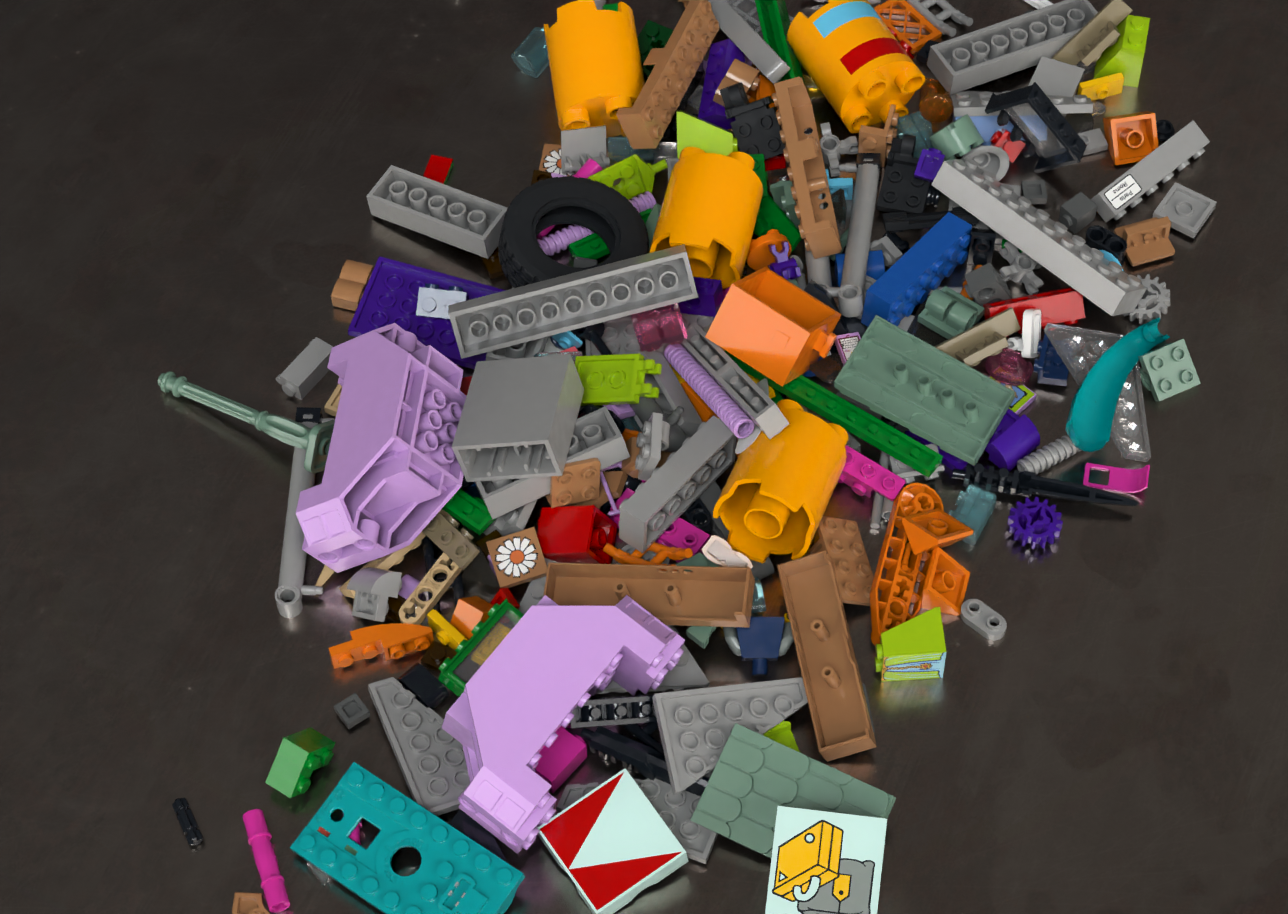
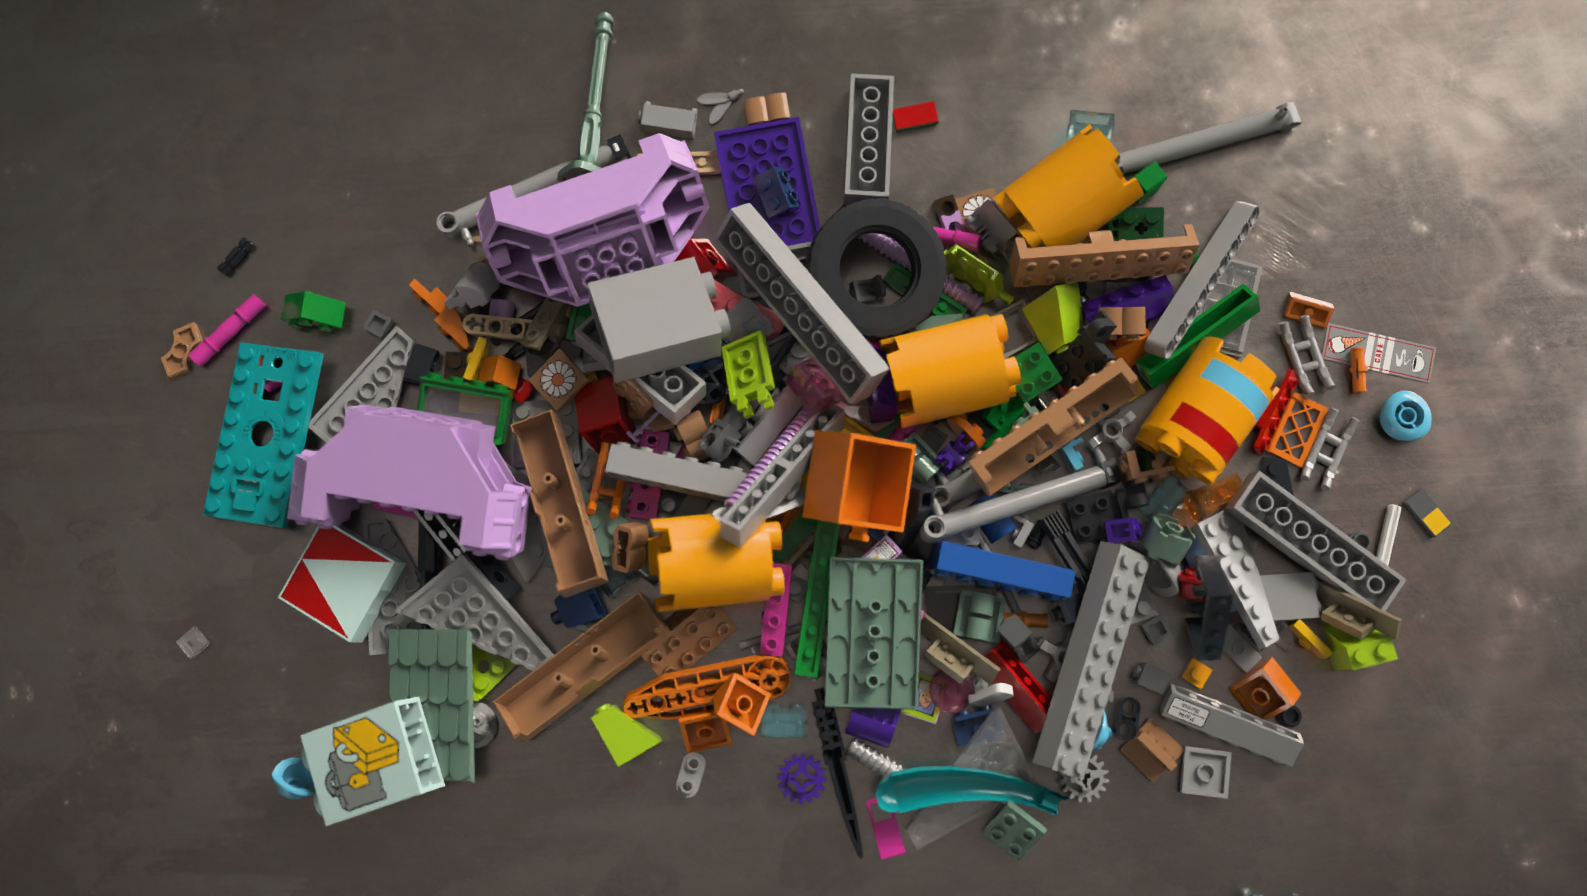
camera: 65 degrees right, 25 degrees up
(314, 320) = (722, 103): none -> light grey piece
(651, 443) = (696, 435): light grey plate -> none
(1089, 182) = (1196, 673): none -> light orange plate

